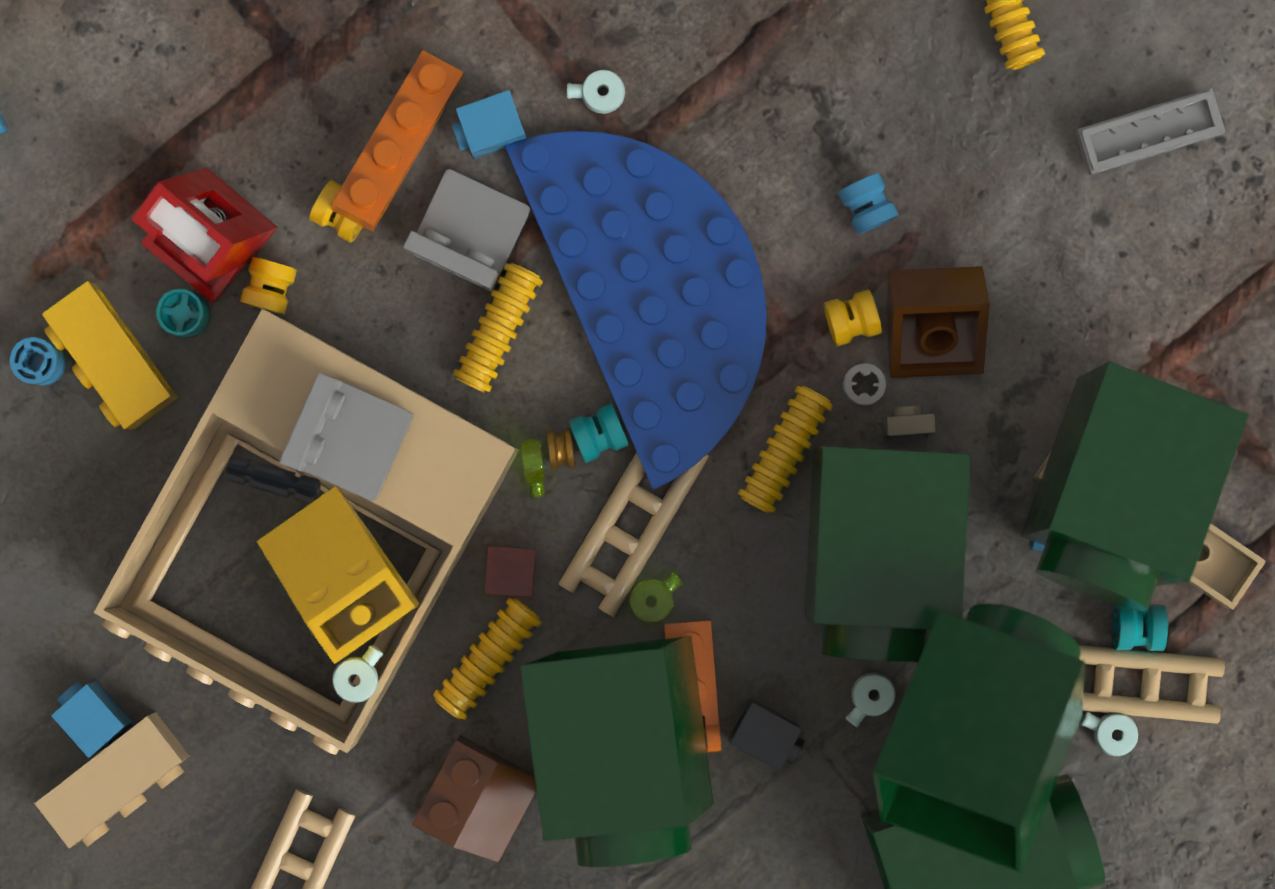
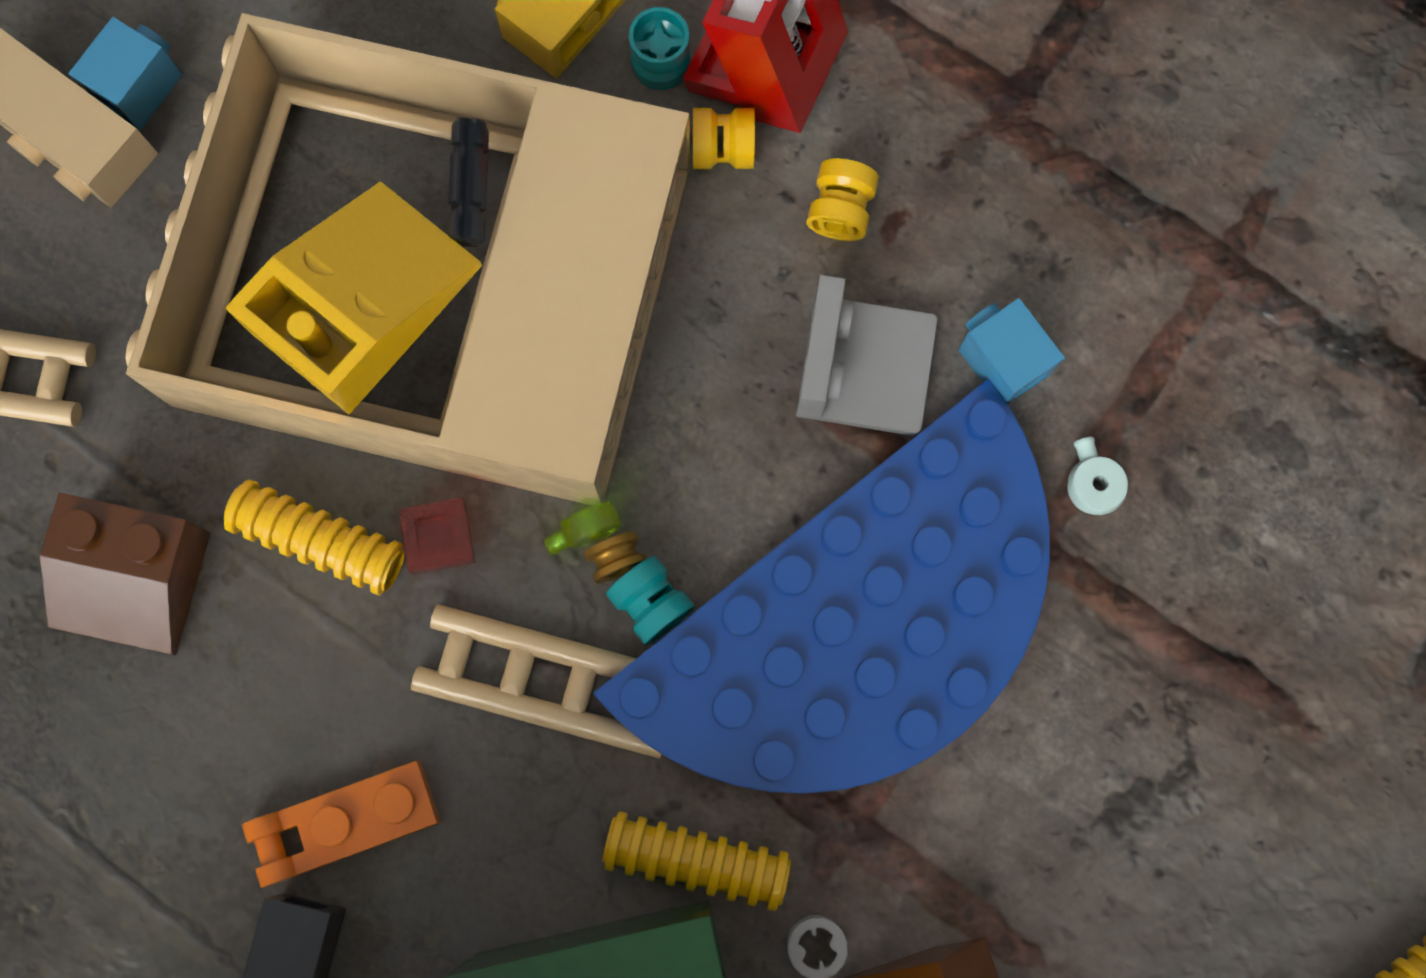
camera: 70 degrees right, 10 degrees down
(347, 437) = (547, 248): light grey bracket -> none
(364, 669) = (241, 366): light aqua piece -> none
(397, 141) = (952, 240): orange plate -> none
(497, 327) = (752, 432): yellow piece -> none
(618, 749) = (207, 741): dark green container -> none
(658, 589) = (459, 746): clear neon green piece -> none
(862, 194) = (1075, 871): dark azure wheel -> none
(863, 317) = (903, 905): yellow wheel -> none

